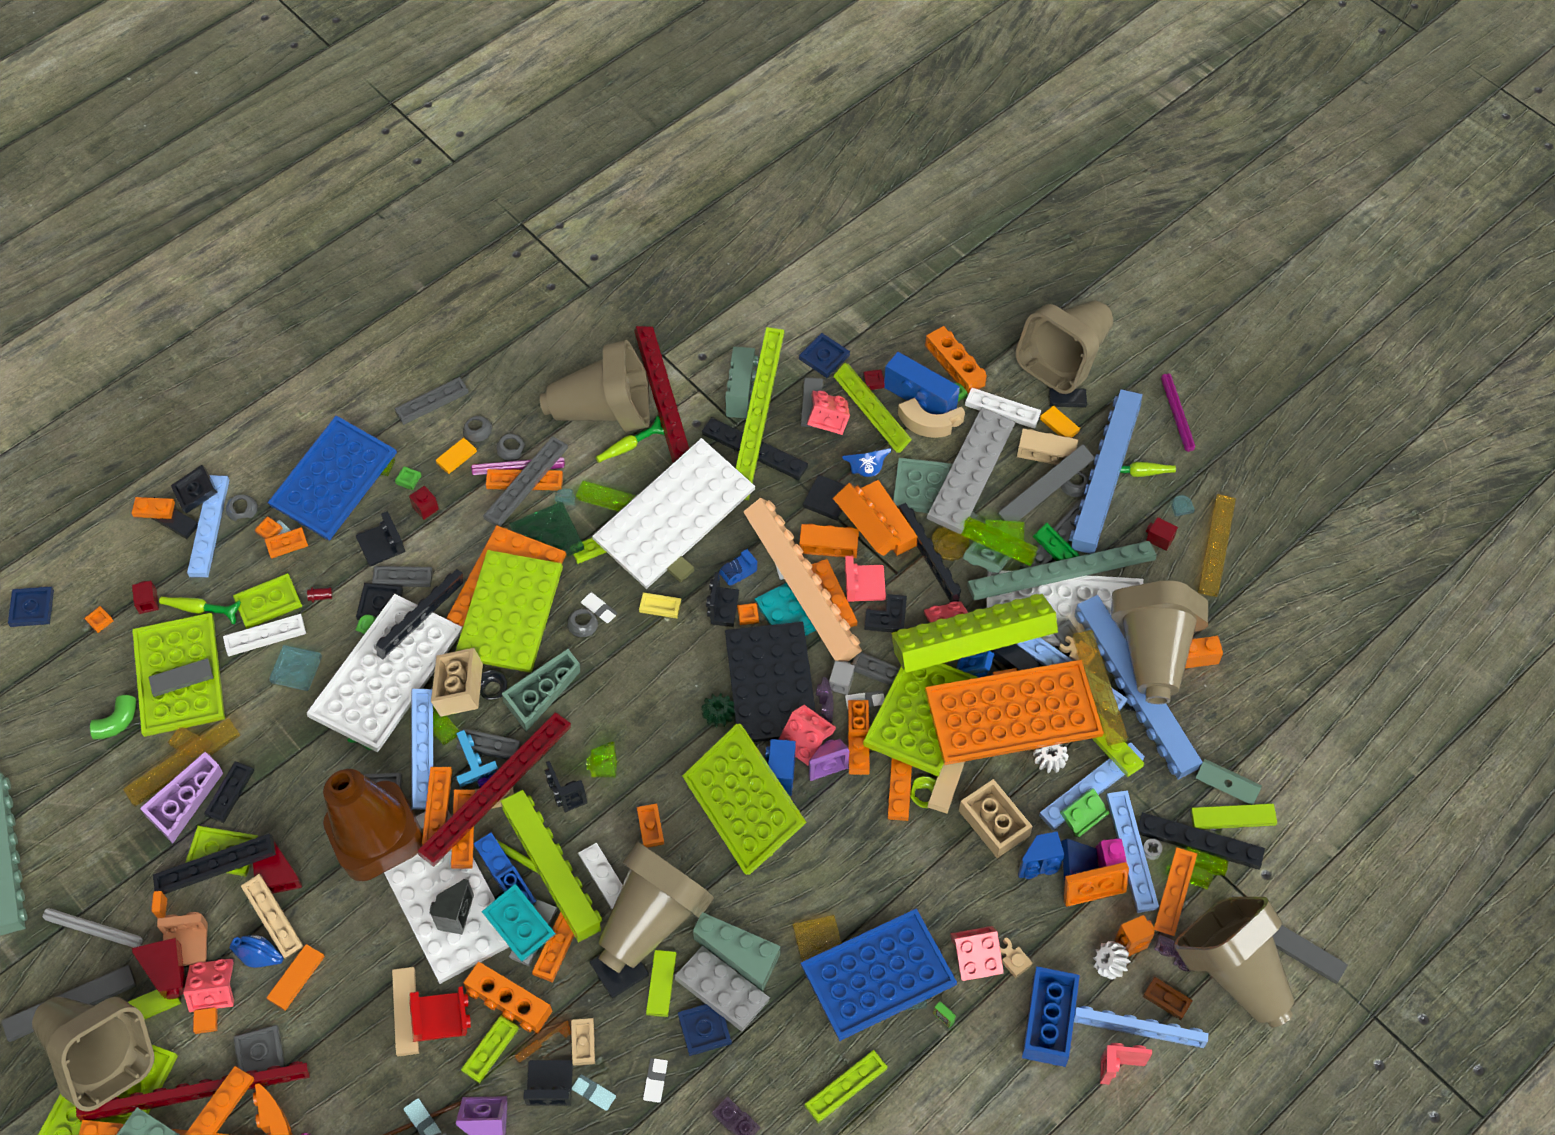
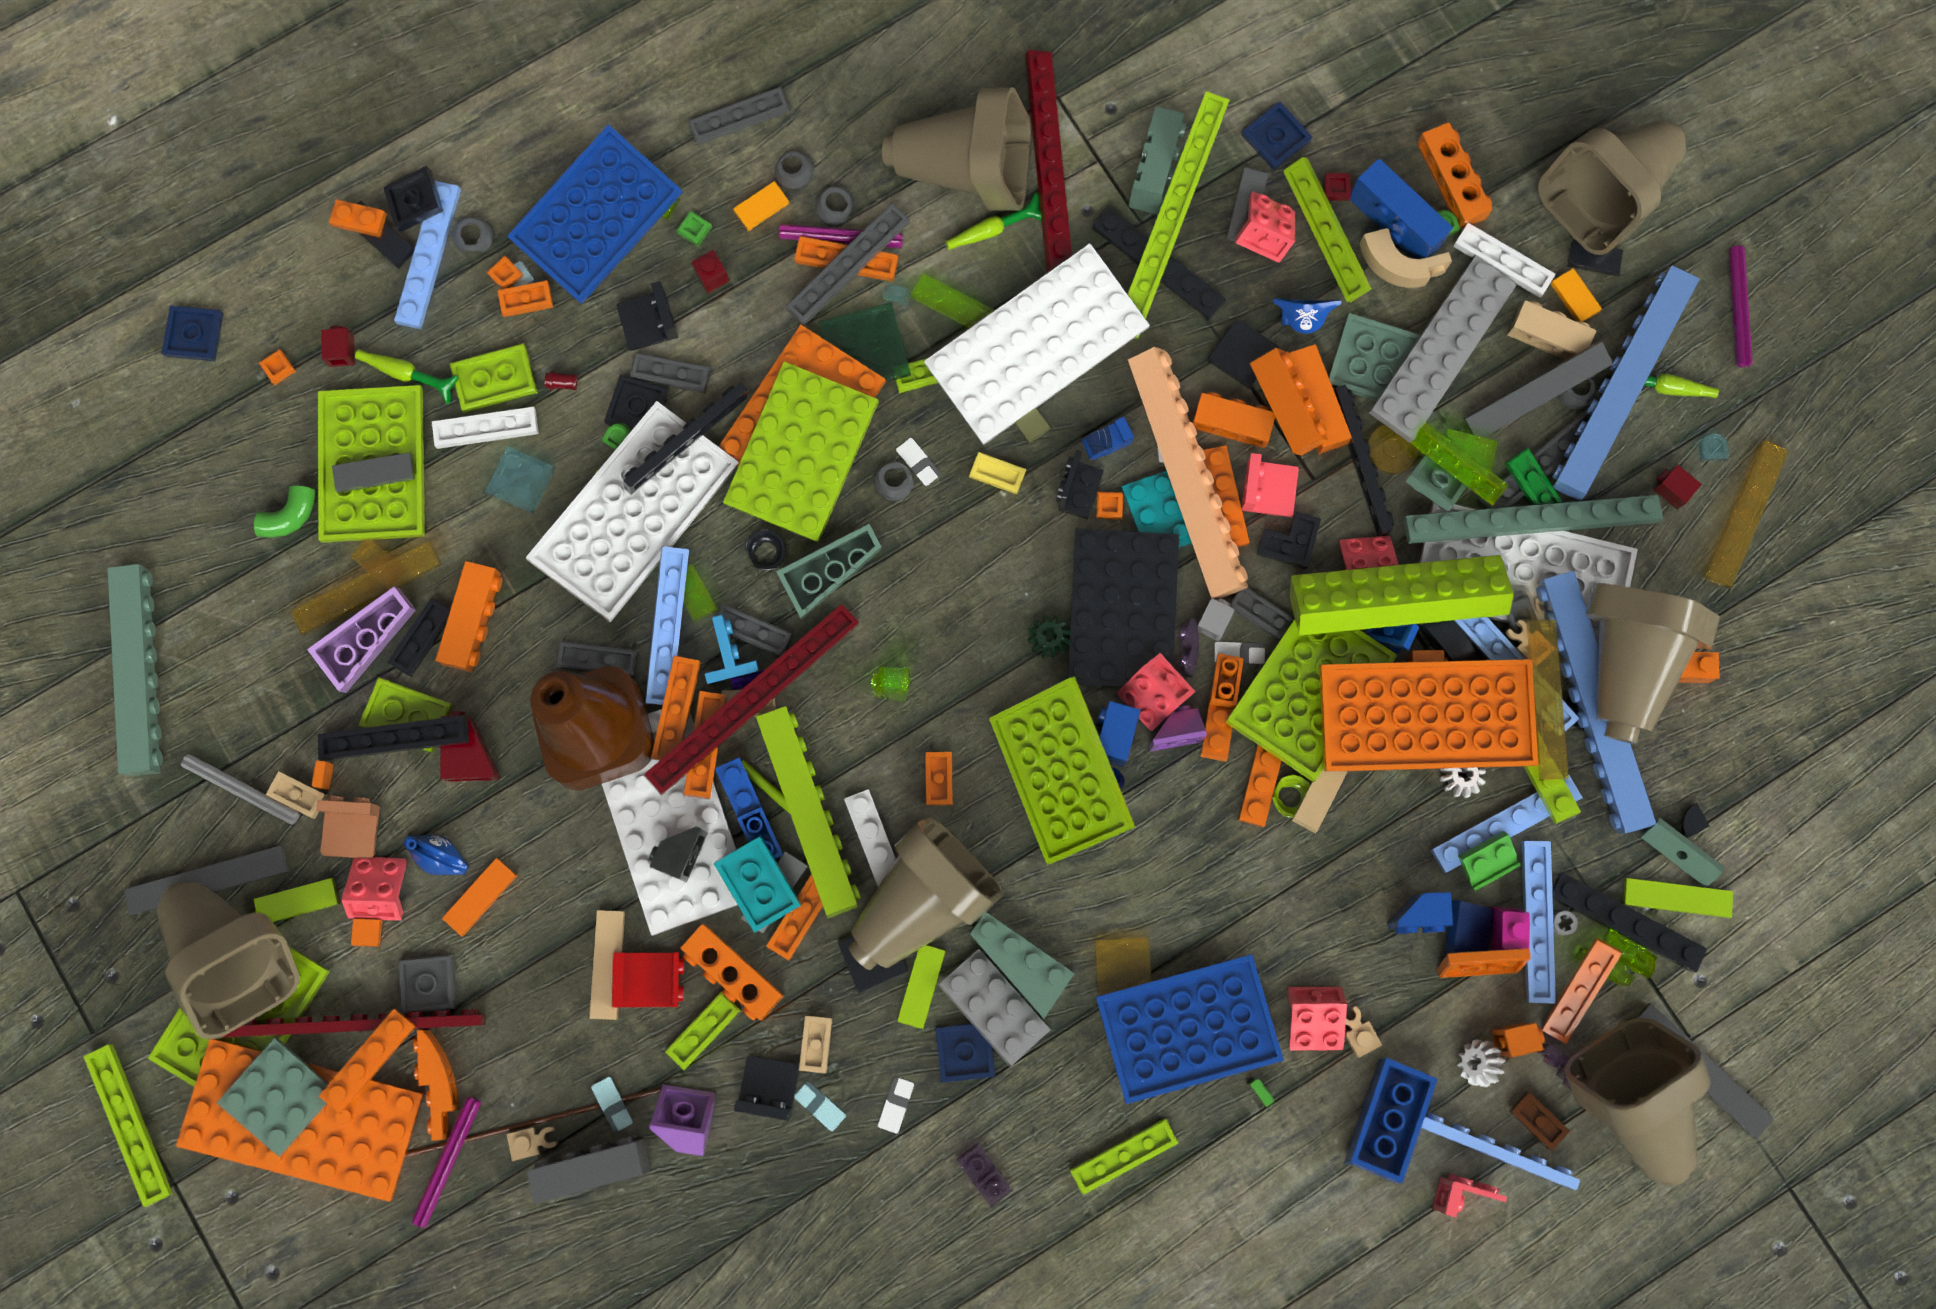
camera: 10 degrees right, 20 degrees up
(138, 923) = (295, 794): none -> tan plate
(163, 966) = (320, 861): dark red slope -> none
(266, 769) = (469, 617): none -> orange brick
(272, 916) = (458, 817): tan tile -> none
(457, 682) = (721, 543): tan brick -> none
(523, 1054) = (793, 1022): clear orange piece -> none
(569, 796) = (848, 722): black bracket -> none
(995, 818) = (1374, 851): tan brick -> none
(1232, 759) = (1693, 821): none -> black tile

